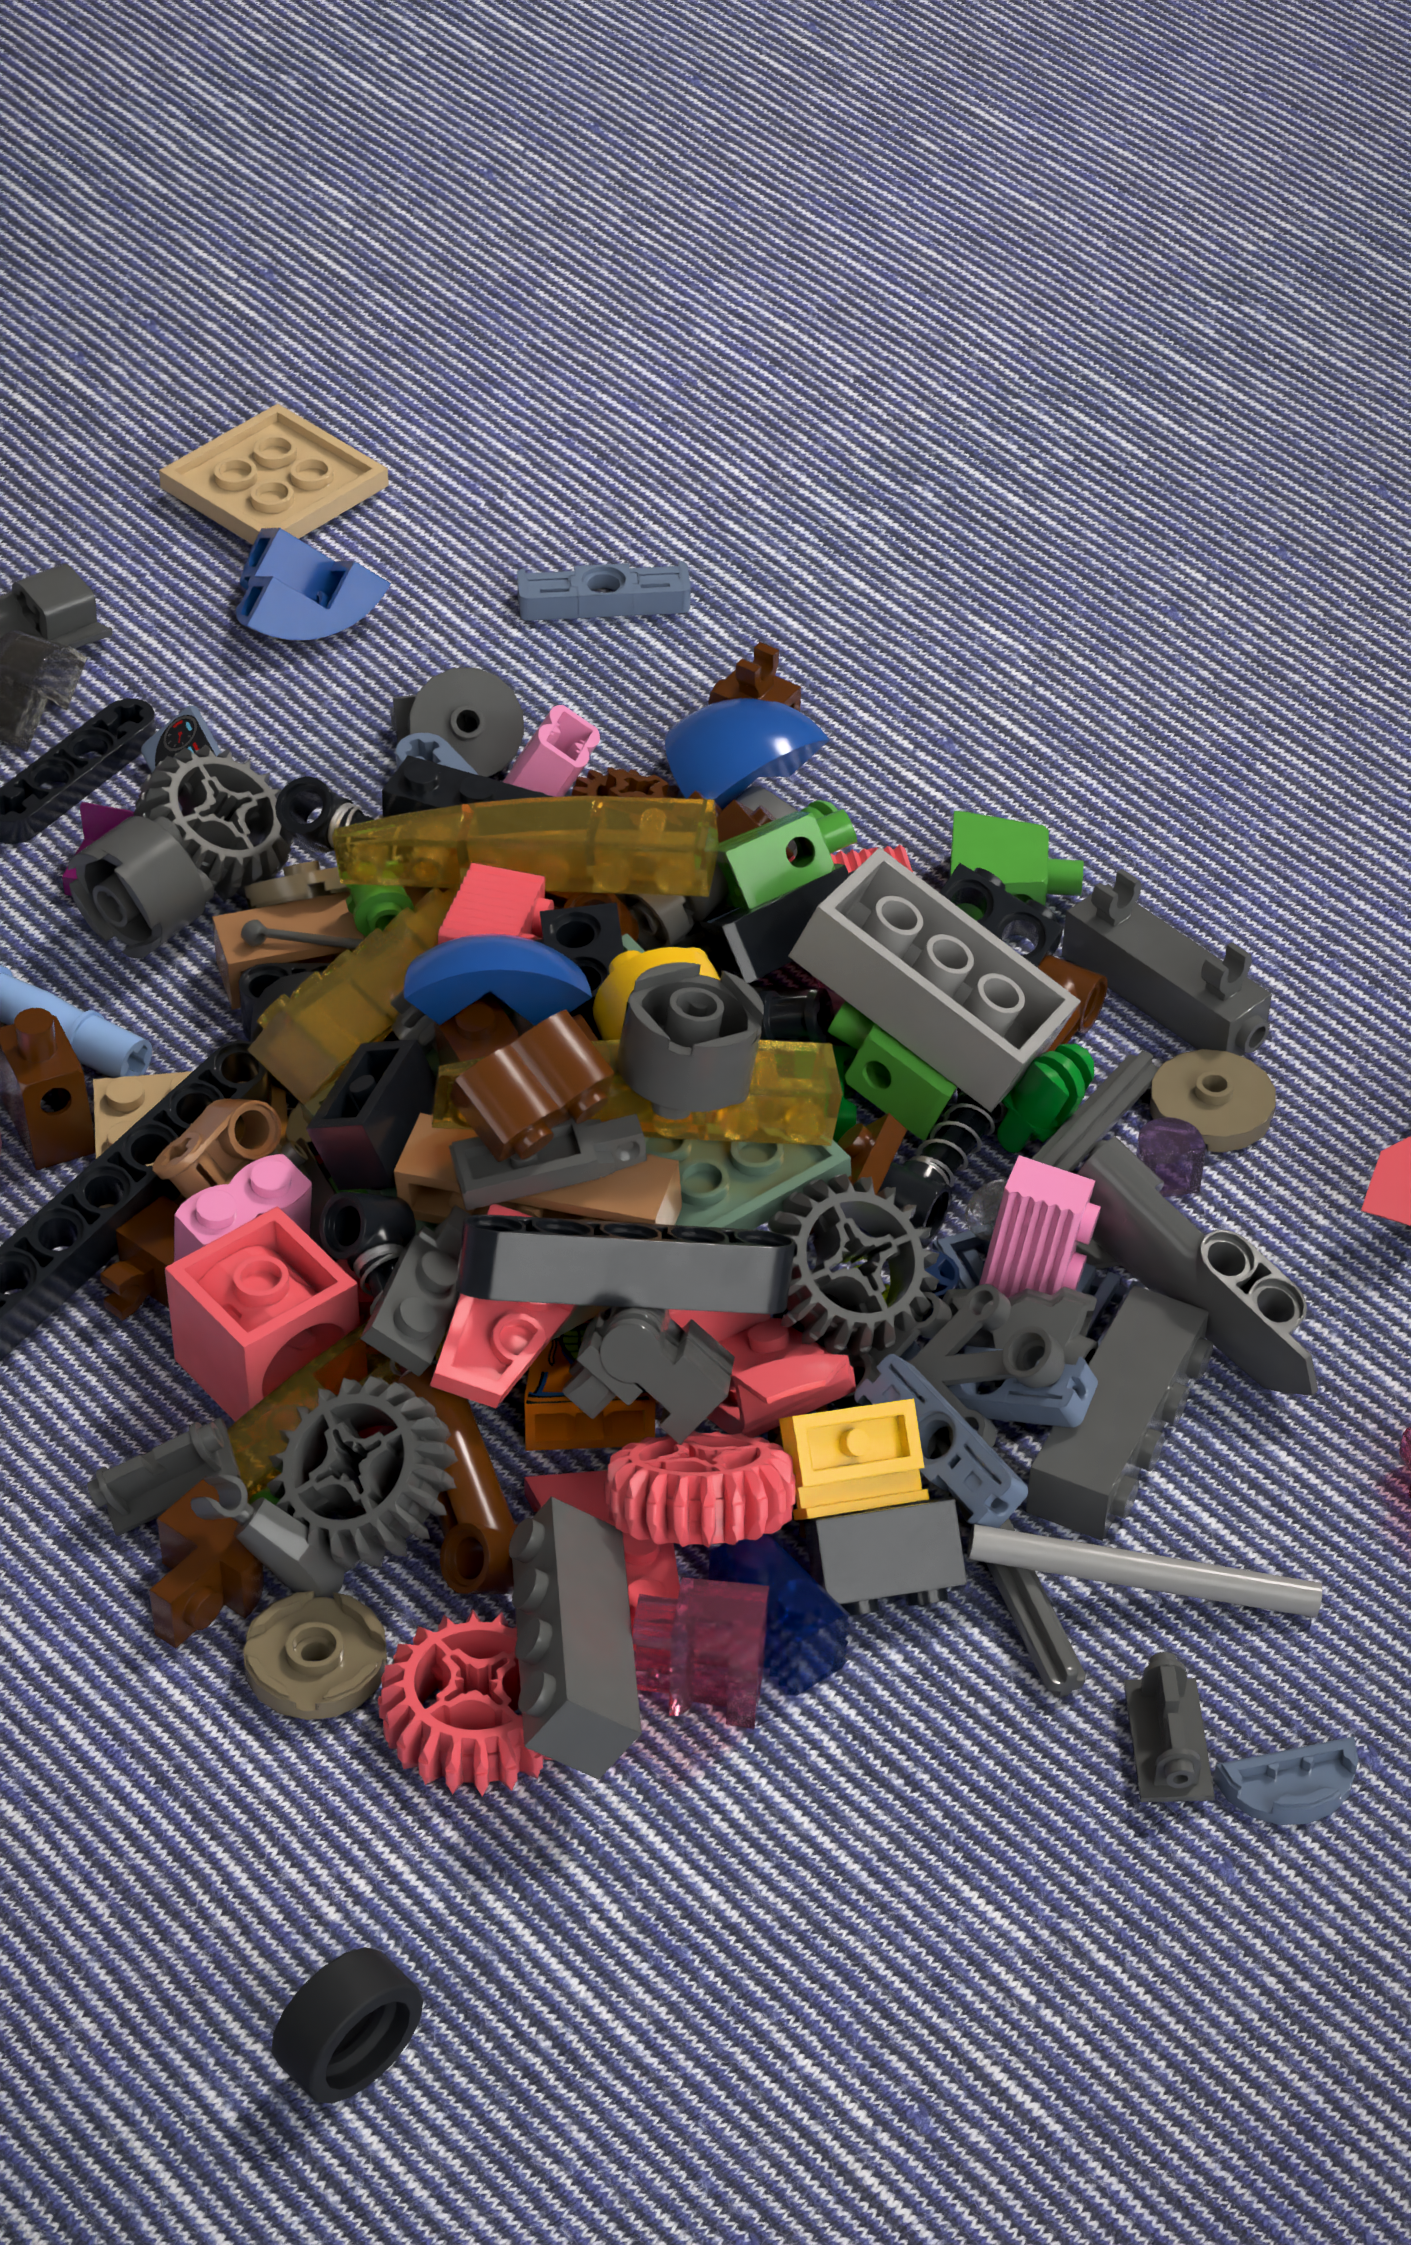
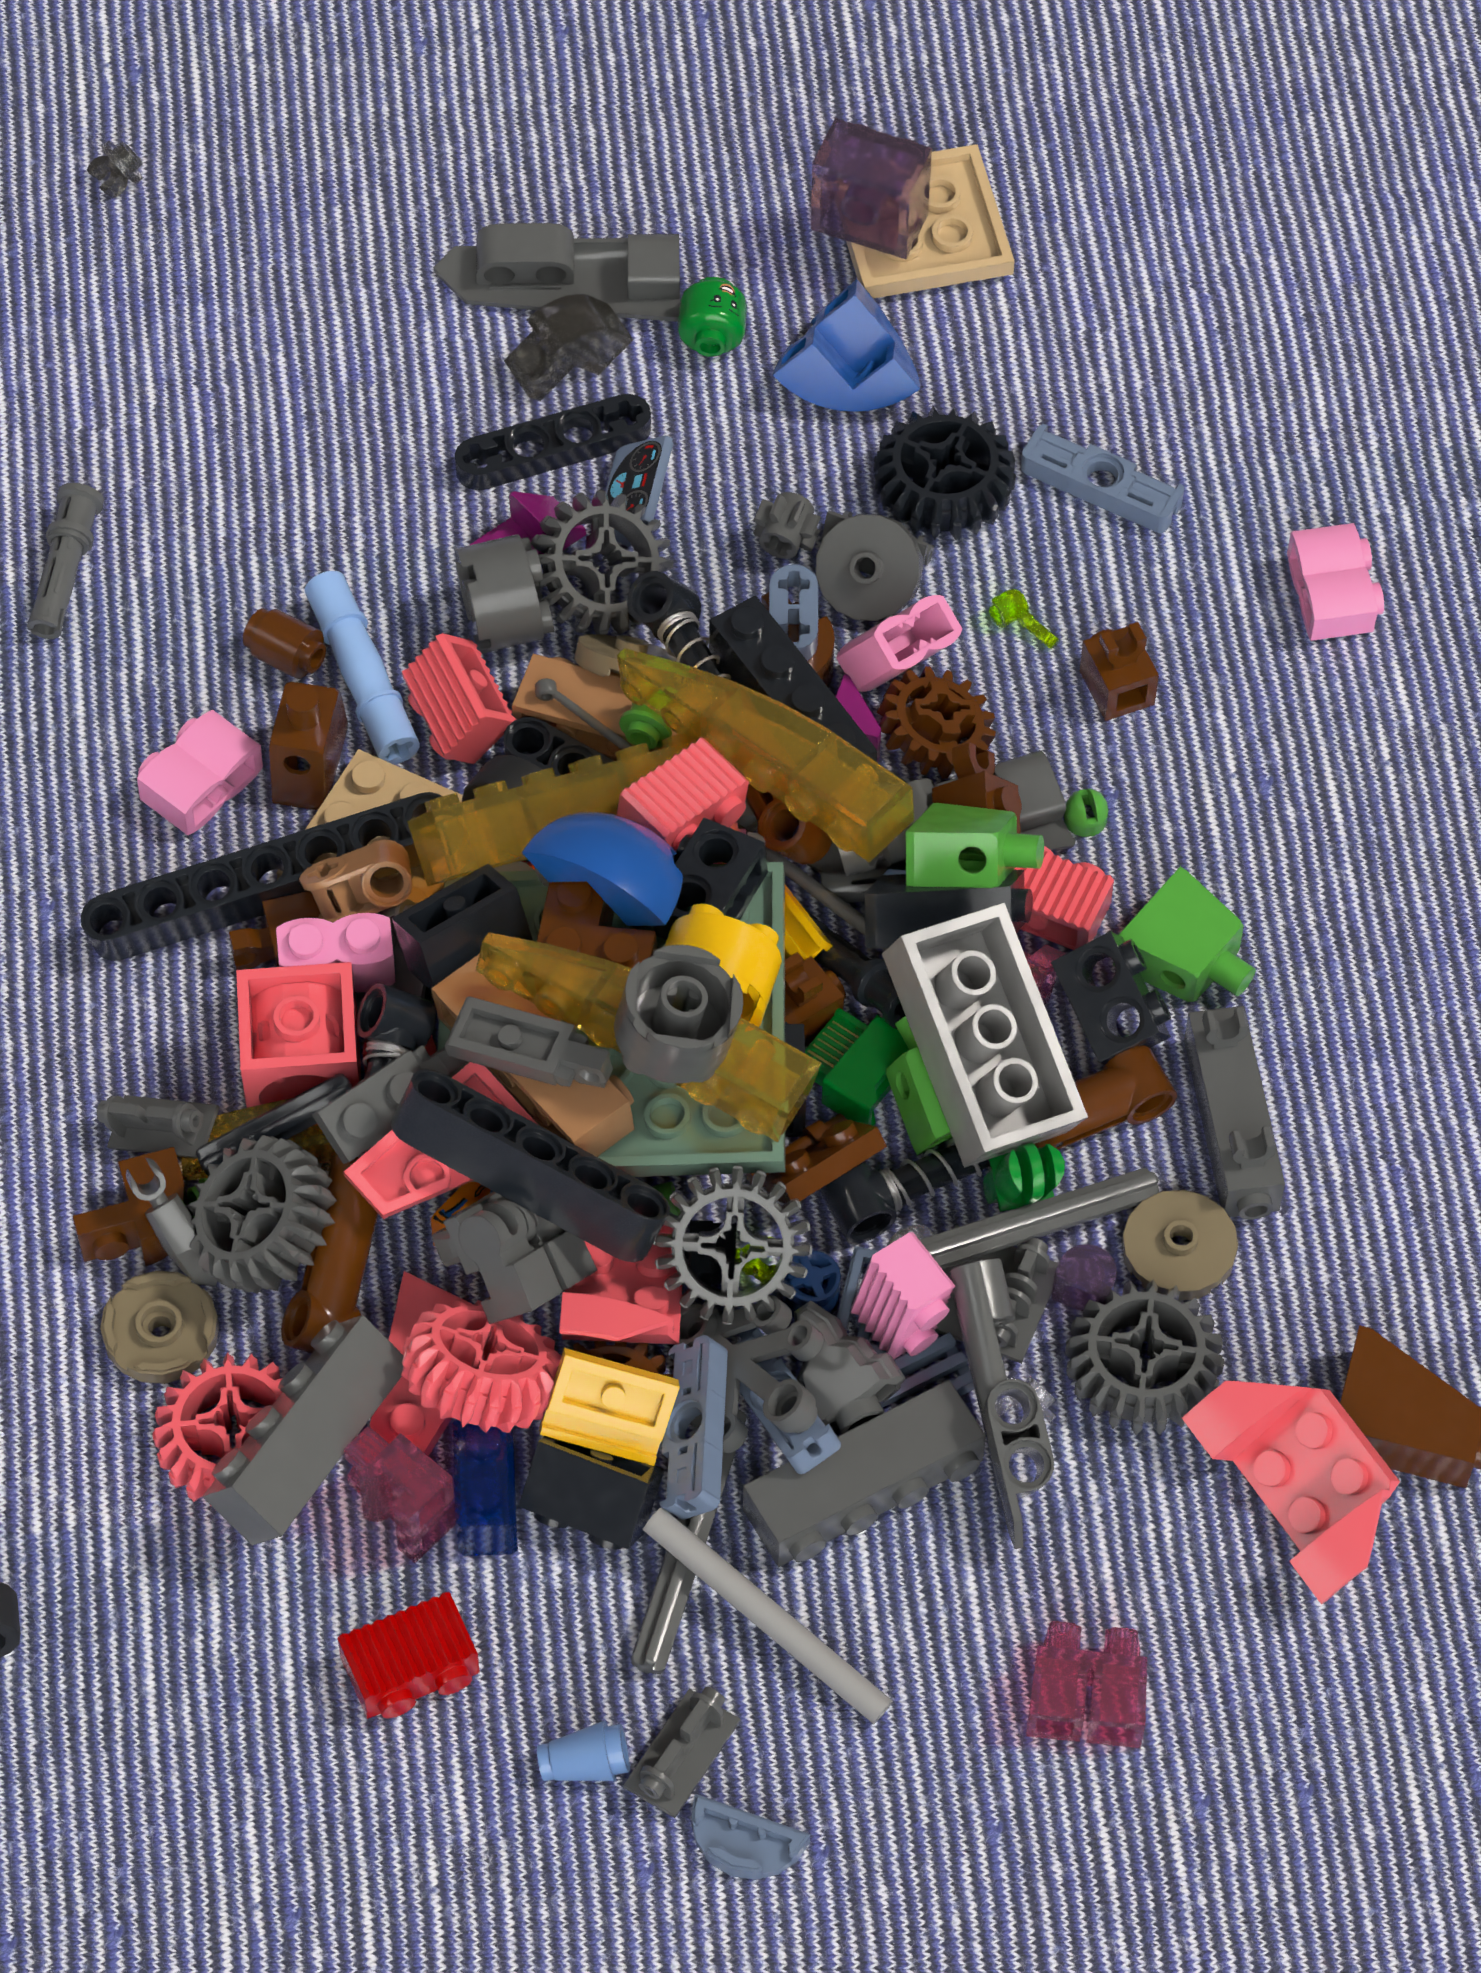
camera: 35 degrees right, 15 degrees up
(146, 609) = (712, 314): none -> green head
(165, 989) = (457, 698): none -> coral brick
(227, 446) = (870, 188): none -> clear purple brick
(321, 1370) = (278, 1122): none -> black axle
(358, 731) = (786, 525): none -> dark grey gear
(464, 628) = (943, 461): none -> black gear
(532, 1087) = (535, 992): reddish brown brick -> none
(615, 708) = (1013, 607): none -> clear neon green hand
(737, 741) = (1056, 703): blue brick -> none
(834, 1802) = (409, 1657): none -> red brick
(873, 573) = (1334, 581): none -> bright pink brick
(1085, 1788) = (585, 1755): none -> medium blue cone
(1275, 1178) = (1191, 1356): none -> dark grey gear

